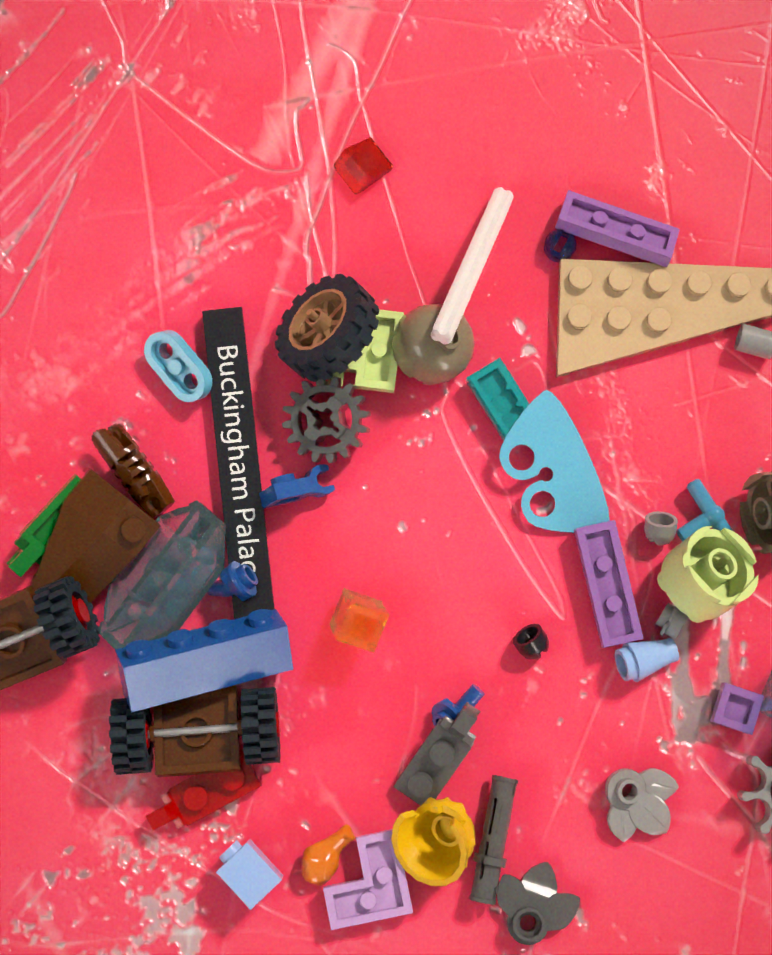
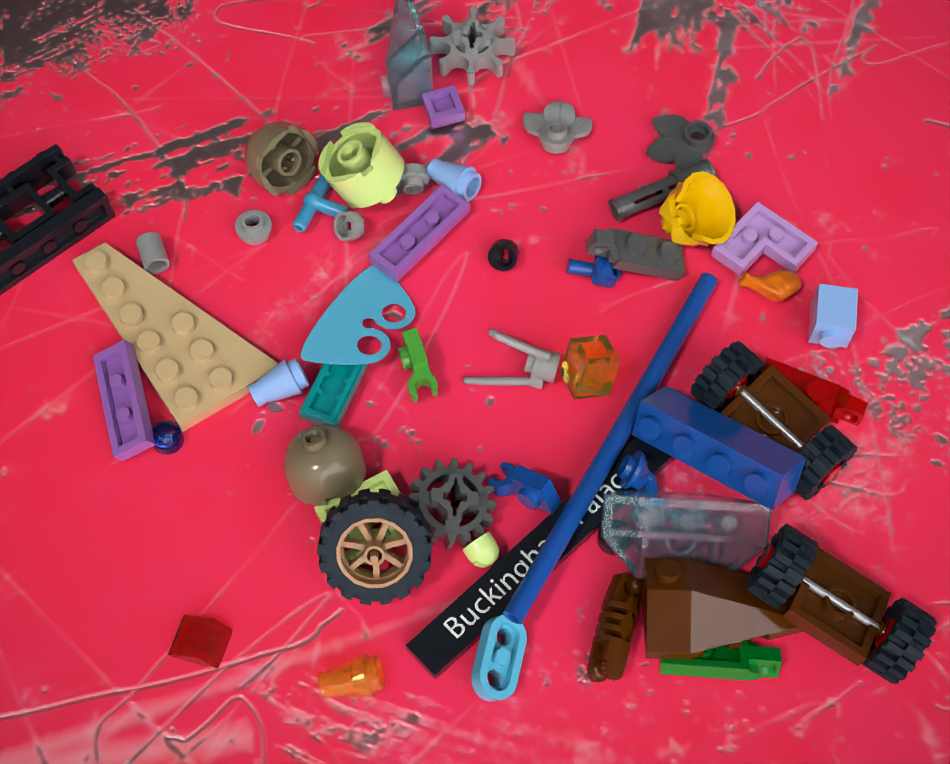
camera: 120 degrees left, 20 degrees down
(244, 253) = (355, 678): none -> cone
(271, 416) = (482, 551): none -> yellowish green hinge
(283, 598) = (608, 453): none -> blue piece
(398, 588) = (540, 363): none -> light grey plant
(472, 266) = (235, 470): white axle -> none
(480, 486) = (414, 358): none -> bright green plate
(541, 363) = (279, 383): none -> light blue cone
(714, 453) = (256, 234): none -> light grey plate

